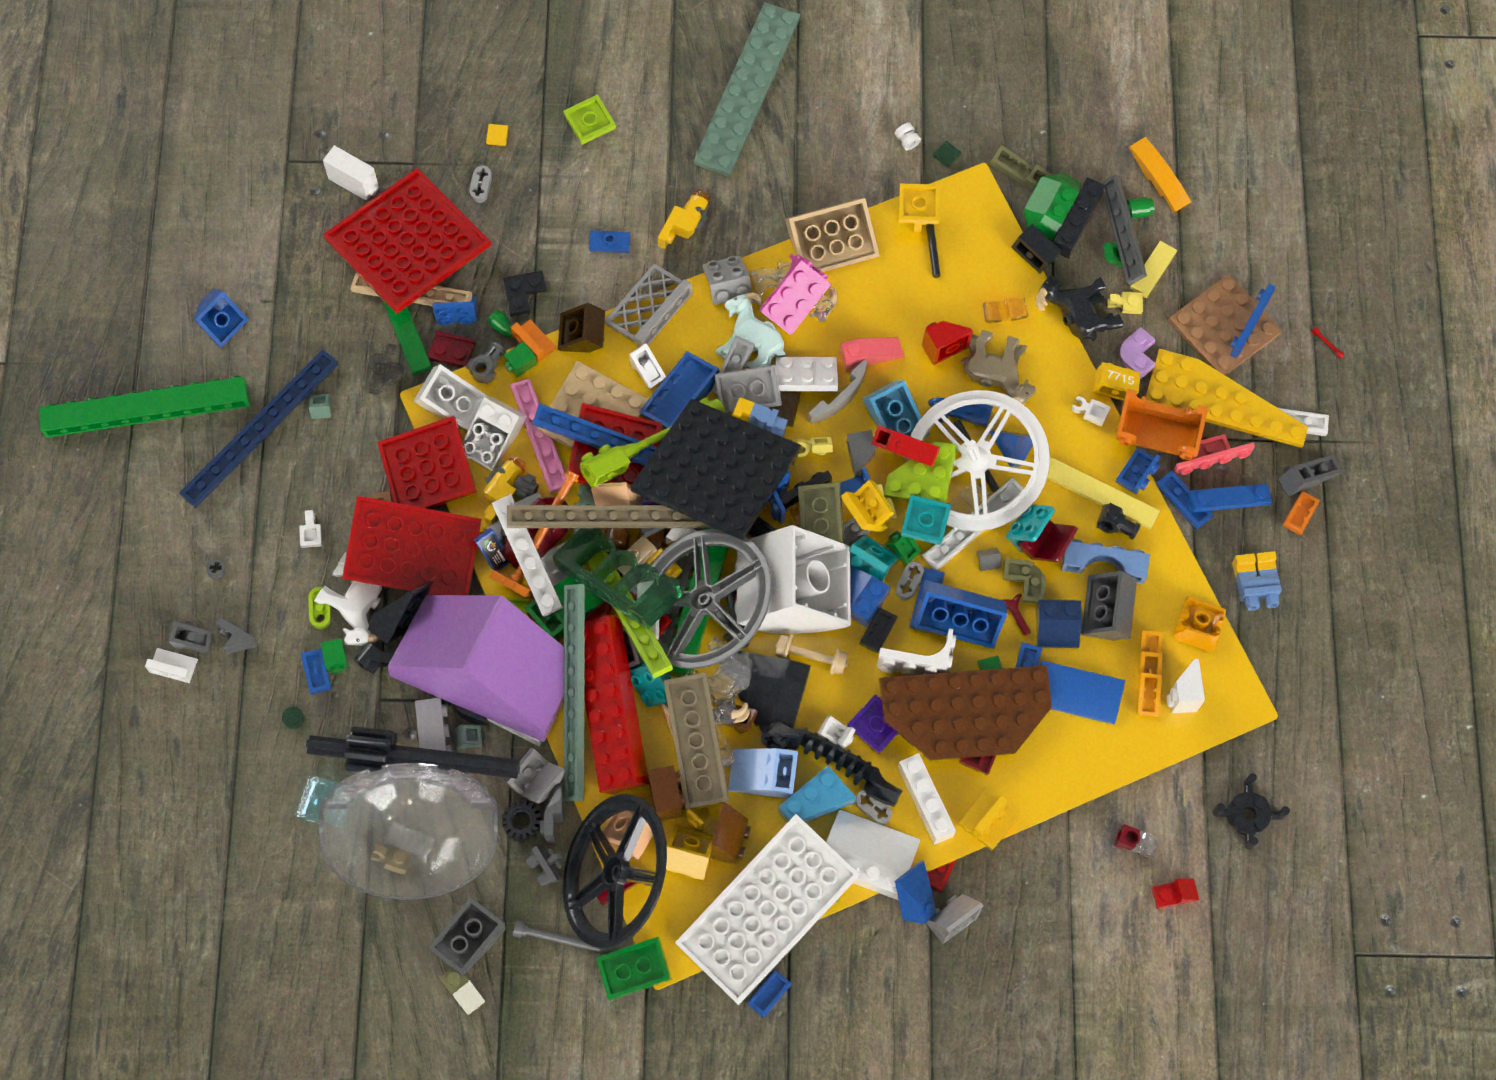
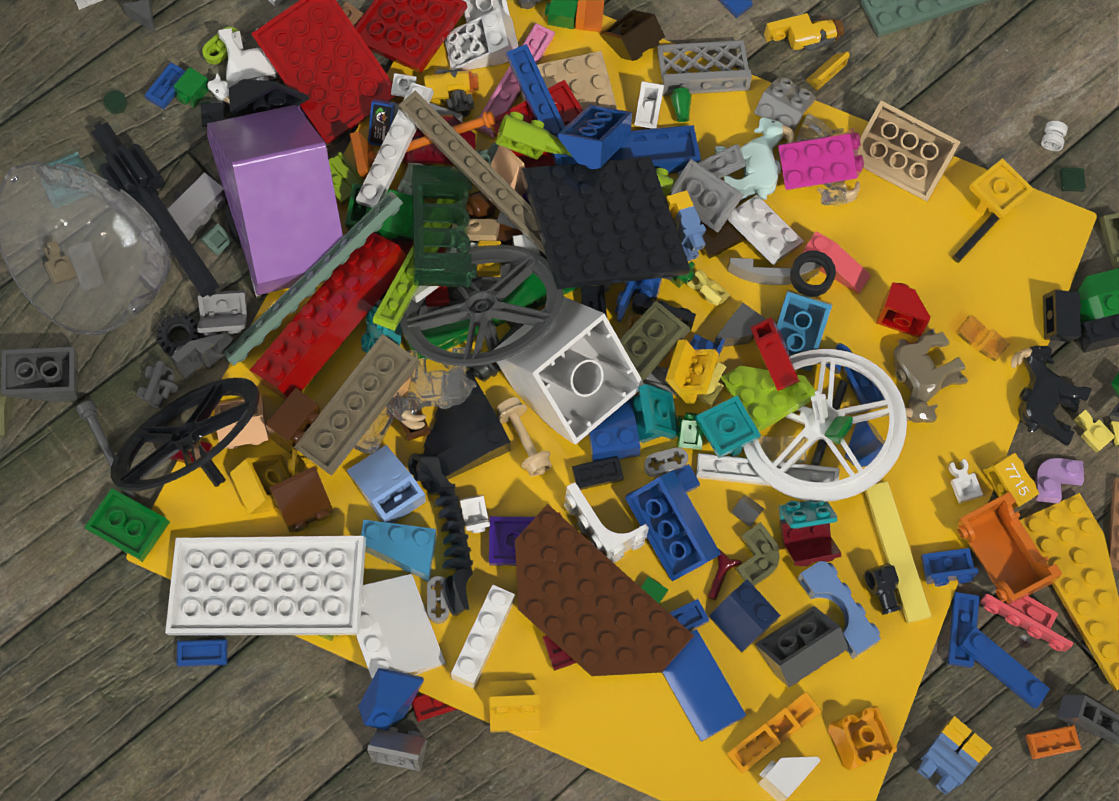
camera: 45 degrees right, 0 degrees up
(479, 511) = (401, 84): none -> white bracket
(646, 418) = (596, 134): none -> blue slope
(663, 344) = (681, 103): none -> green cone
(724, 230) = (828, 70): none -> yellow slope
(873, 357) = (819, 258): none -> black tyre
(994, 452) = (839, 428): none -> green slope

